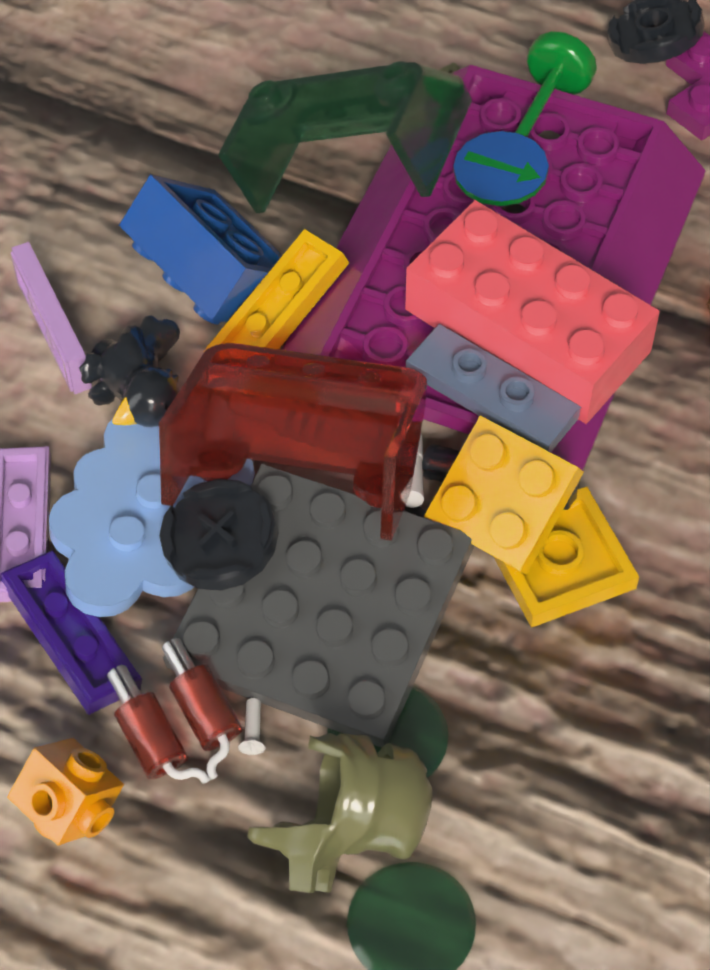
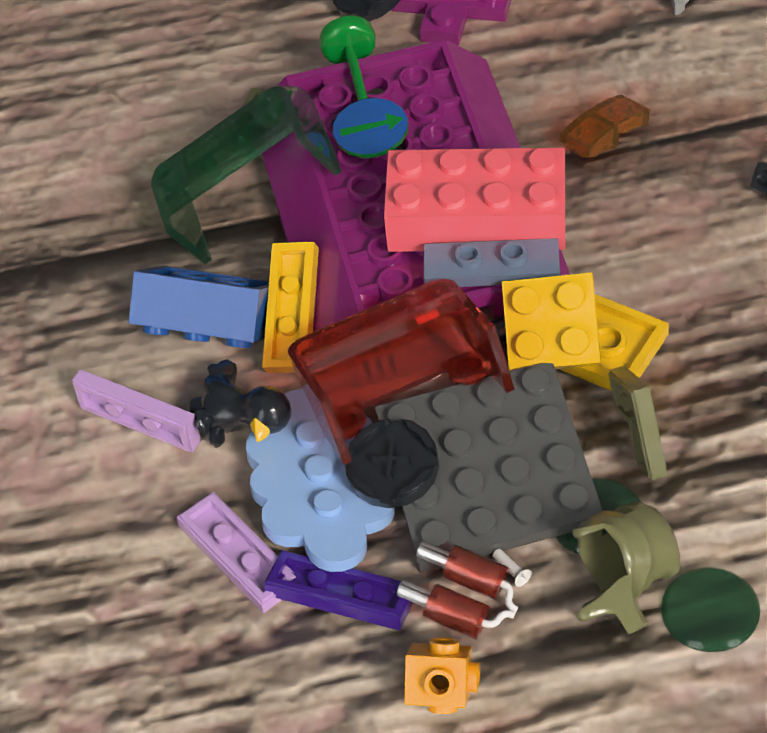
camera: 30 degrees left, 5 degrees down
(504, 650) = (635, 405): none -> olive tile

